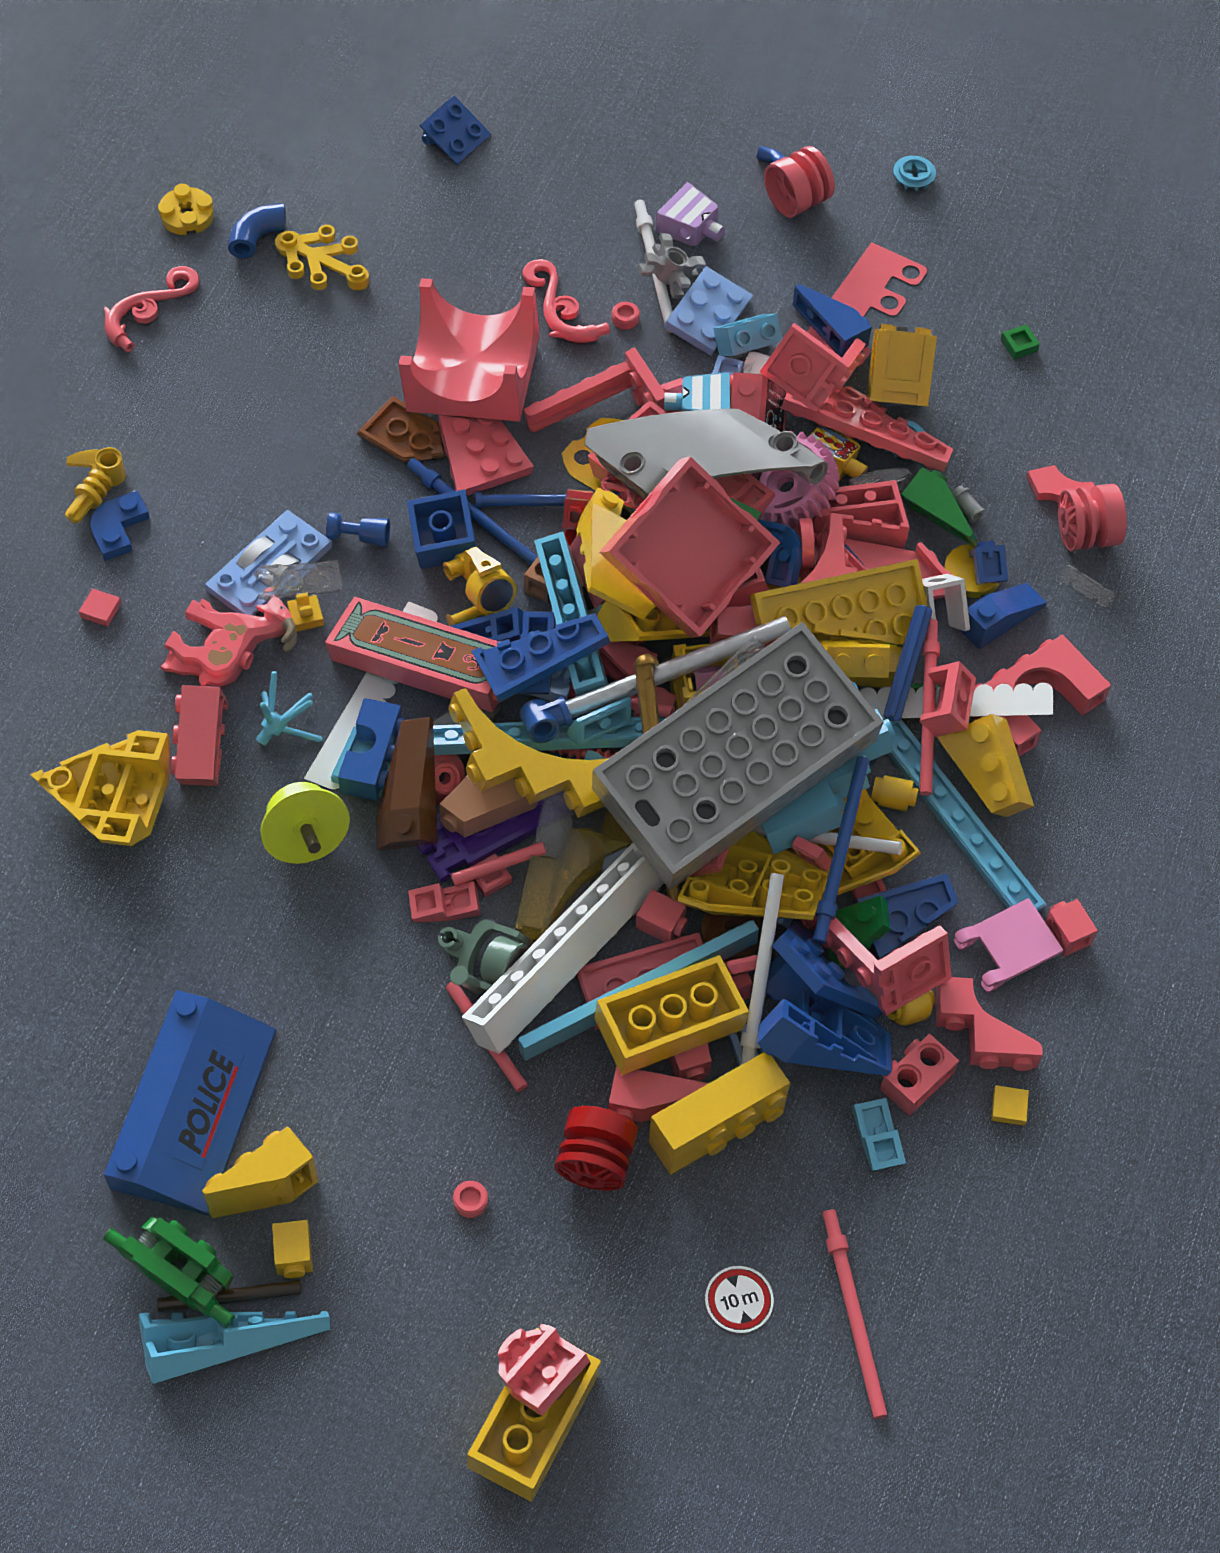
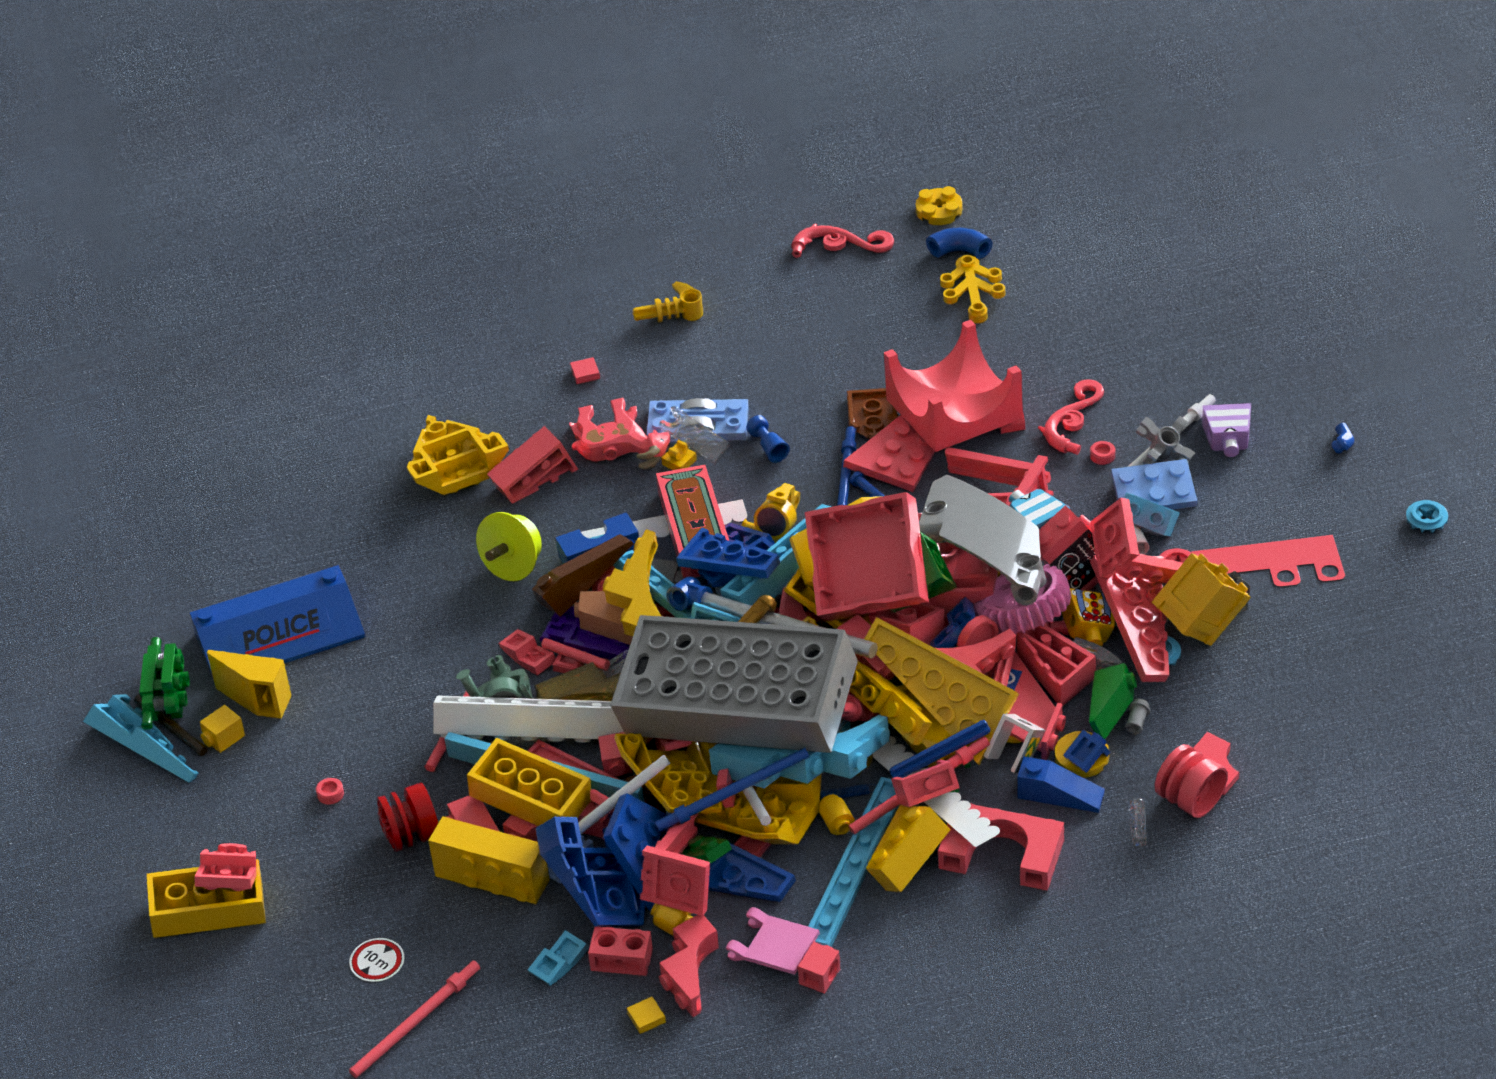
camera: 60 degrees right, 15 degrees down
(111, 519) = (655, 332): blue plate -> none
(275, 723) = (580, 493): medium azure plant -> none
(441, 527) = (809, 469): blue brick -> none
(454, 130) = (1161, 273): blue hinge -> none
(799, 181) = (1324, 456): coral wheel -> none
(831, 319) = (1221, 545): blue slope -> none
(1020, 341) = (1332, 663): green tile -> none

